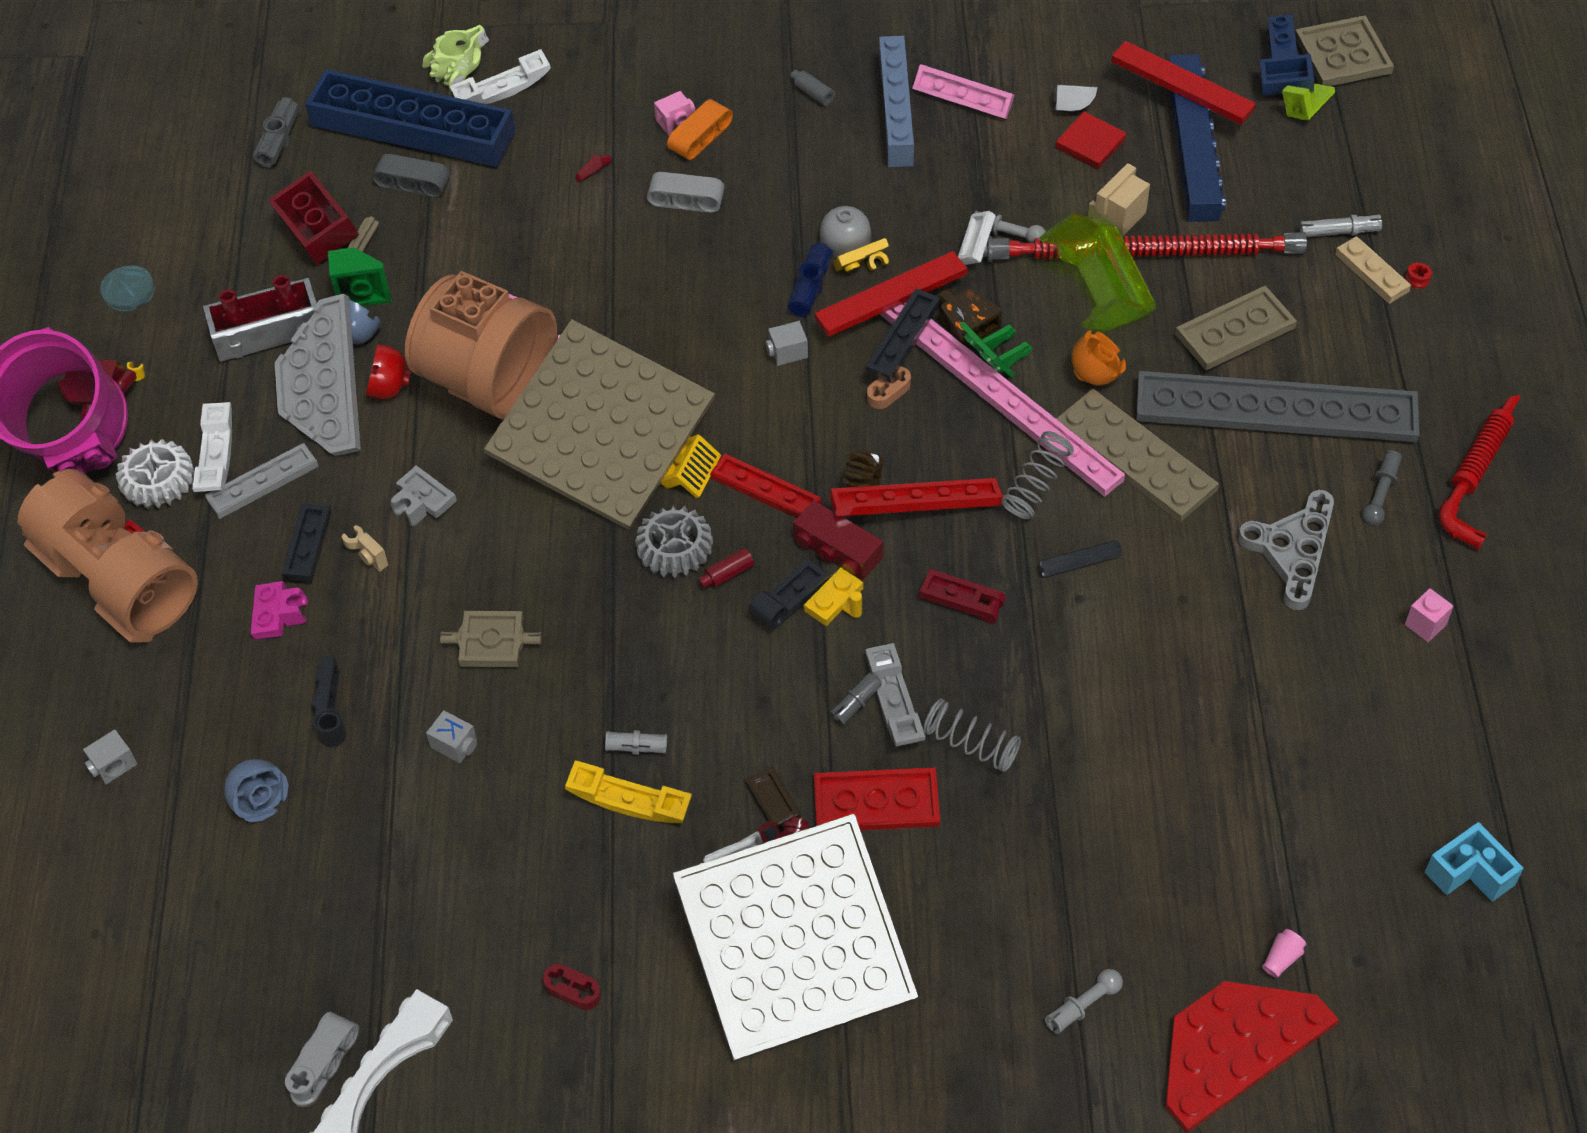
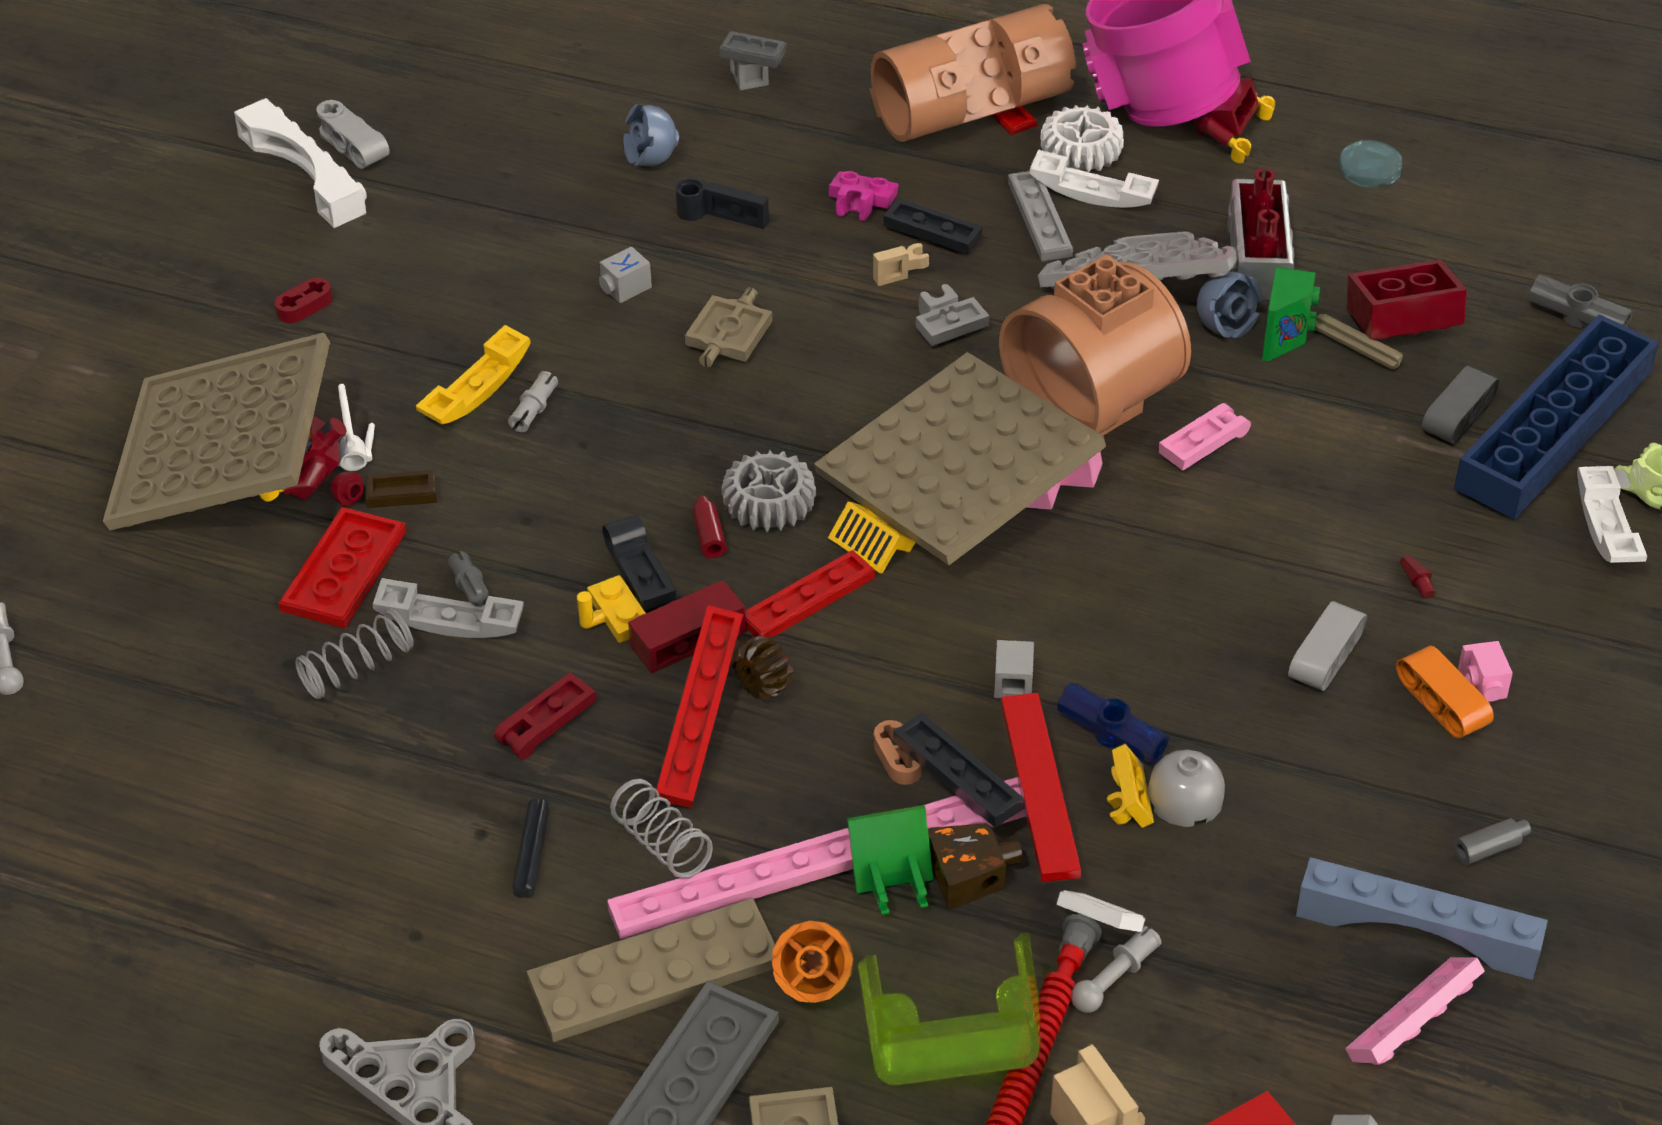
camera: 110 degrees right, 10 degrees down
(112, 736) = (753, 49): none -> dark grey plate

